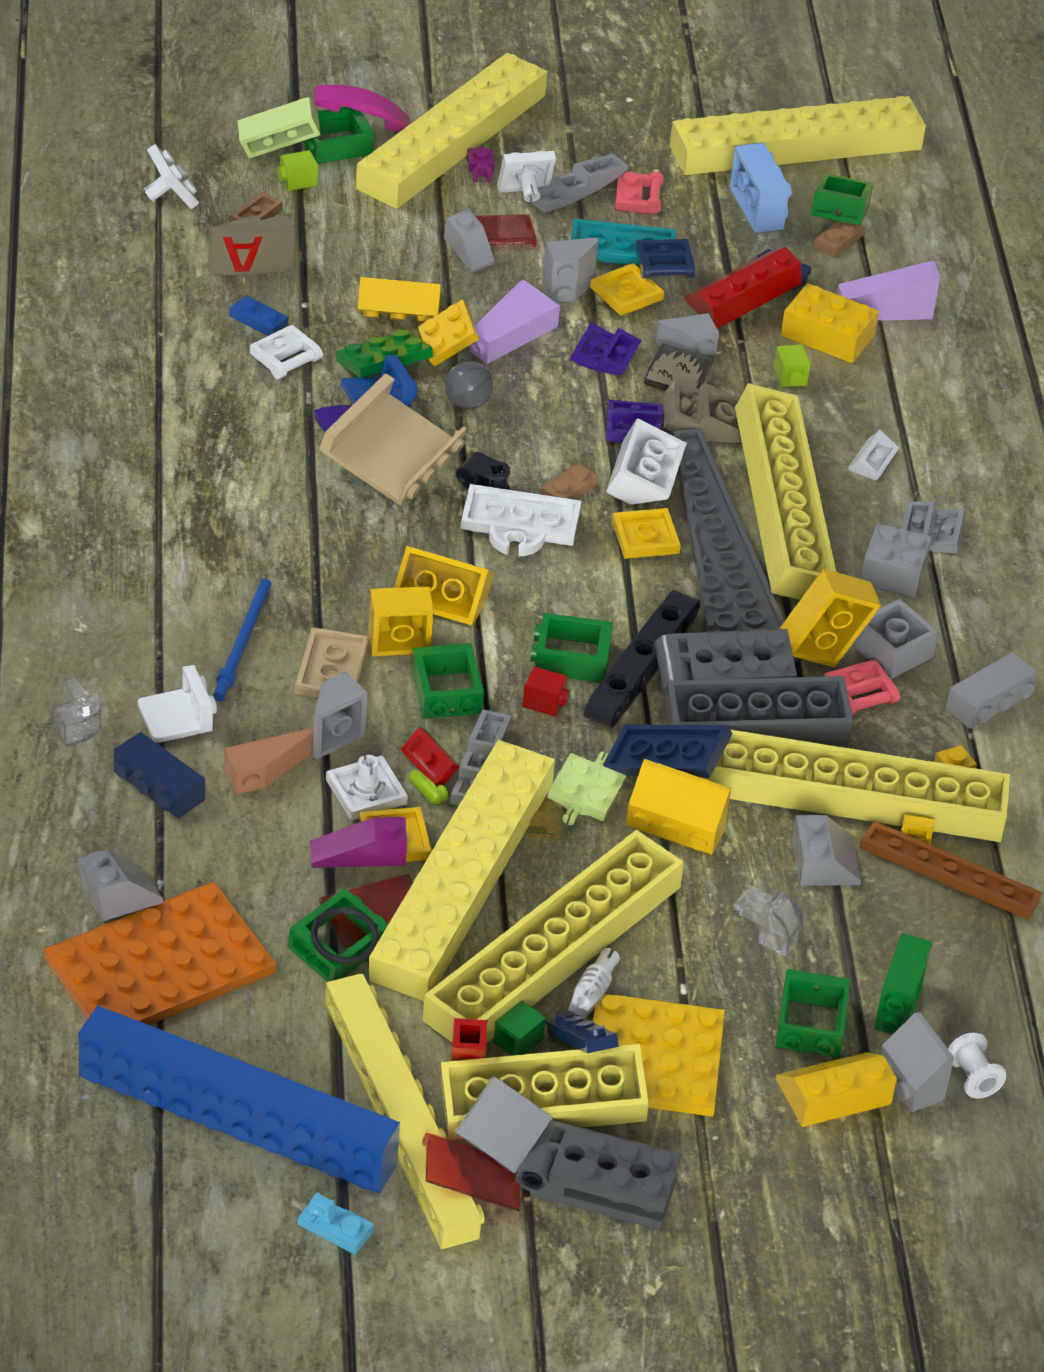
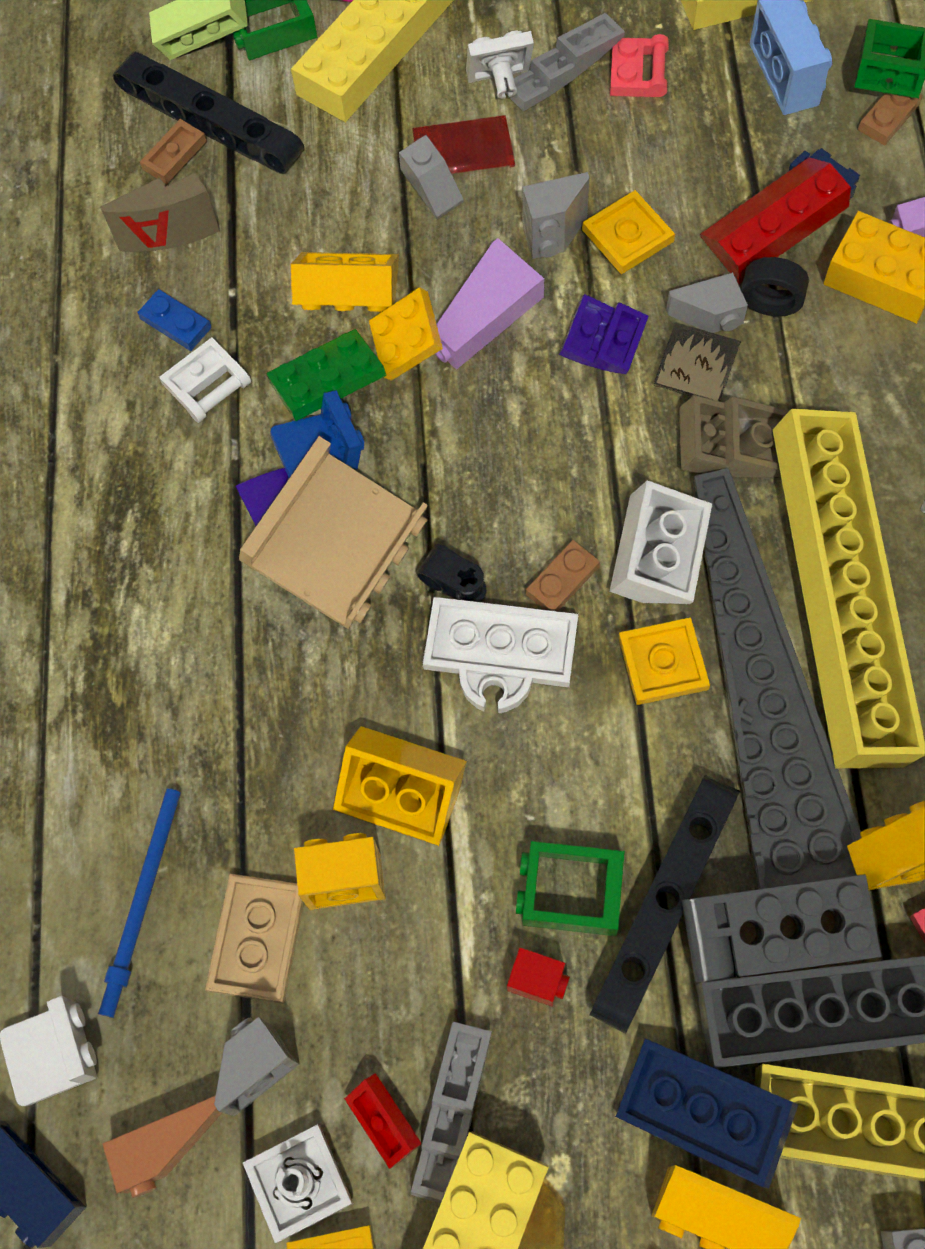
camera: 10 degrees right, 25 degrees up
(171, 177) = (68, 111): white plate -> none
(297, 194) = (209, 112): none -> black beam
(298, 170) = (225, 76): lime brick -> none
(427, 788) = (375, 1175): lime arm -> none
(447, 661) = (398, 928): green window -> none
(468, 385) = (430, 425): dark grey piece -> none
(480, 163) = (446, 40): magenta plate -> none
(586, 787) = (595, 1158): yellowish green plate -> none
(618, 240) = (623, 154): teal plate -> none
(623, 414) = (641, 455): dark purple slope -> none
(665, 252) = (673, 174): dark blue plate -> none
(747, 310) = (775, 272): none -> black tyre
(791, 365) = (842, 344): lime brick -> none

